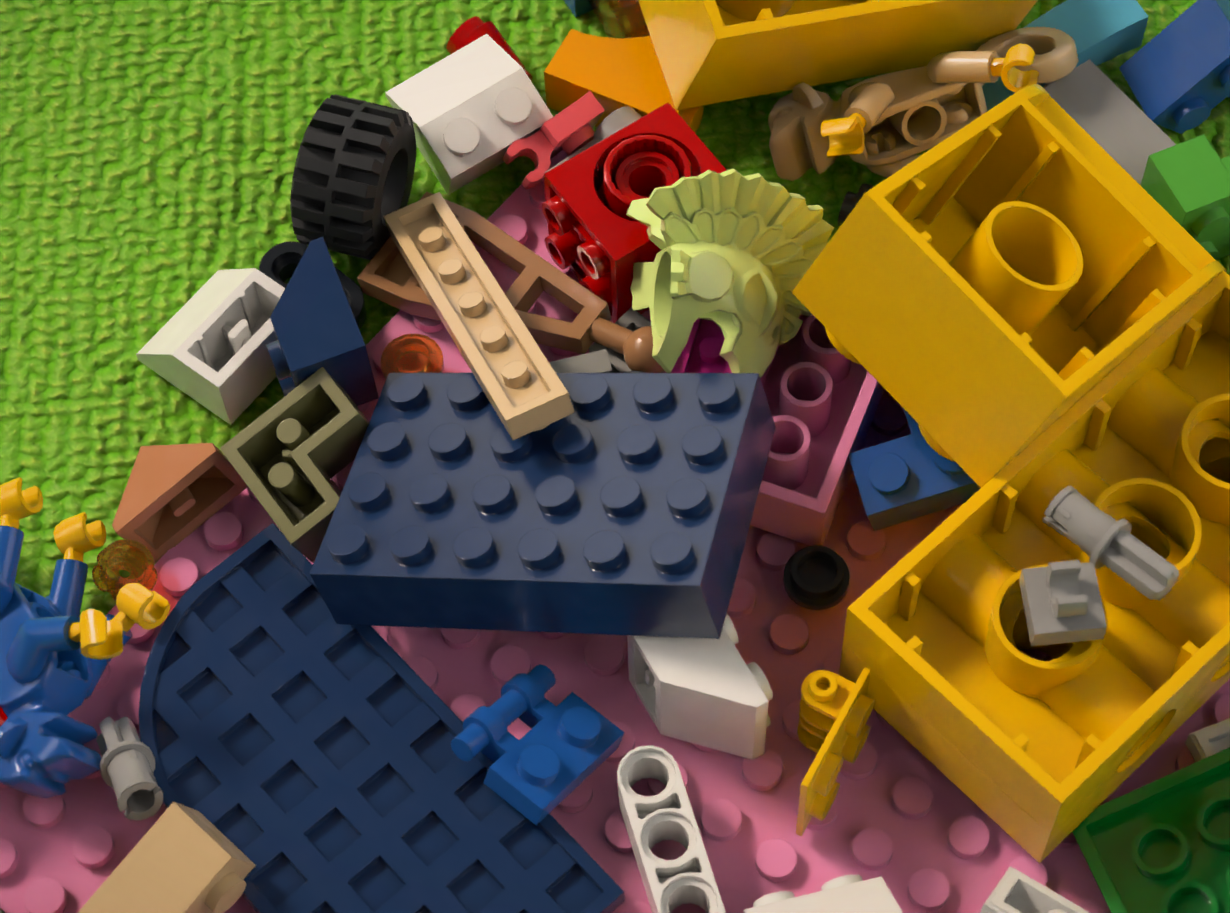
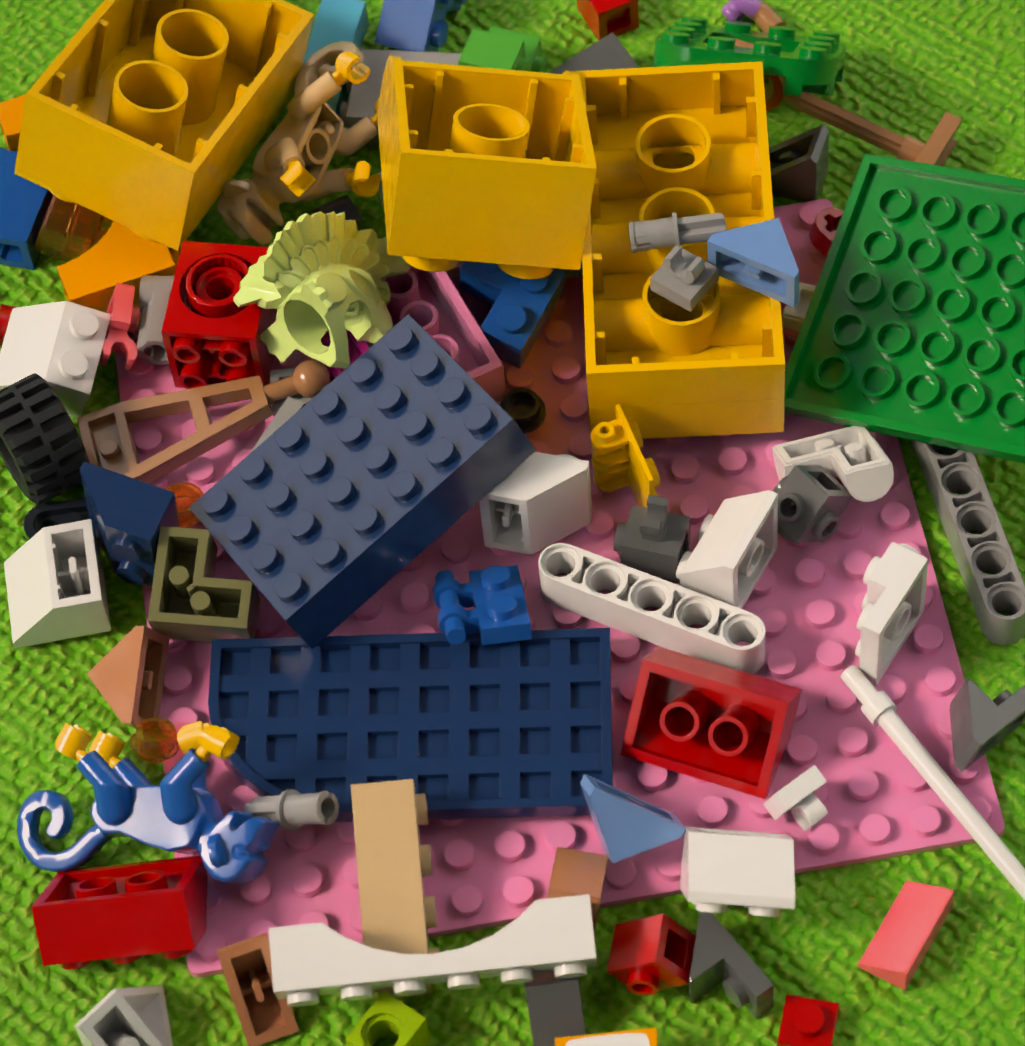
camera: 45 degrees left, 5 degrees down
(479, 317) = (210, 428): tan plate -> none
(772, 844) = (653, 539): none -> dark grey brick
(1157, 656) = (757, 259): none -> medium blue slope

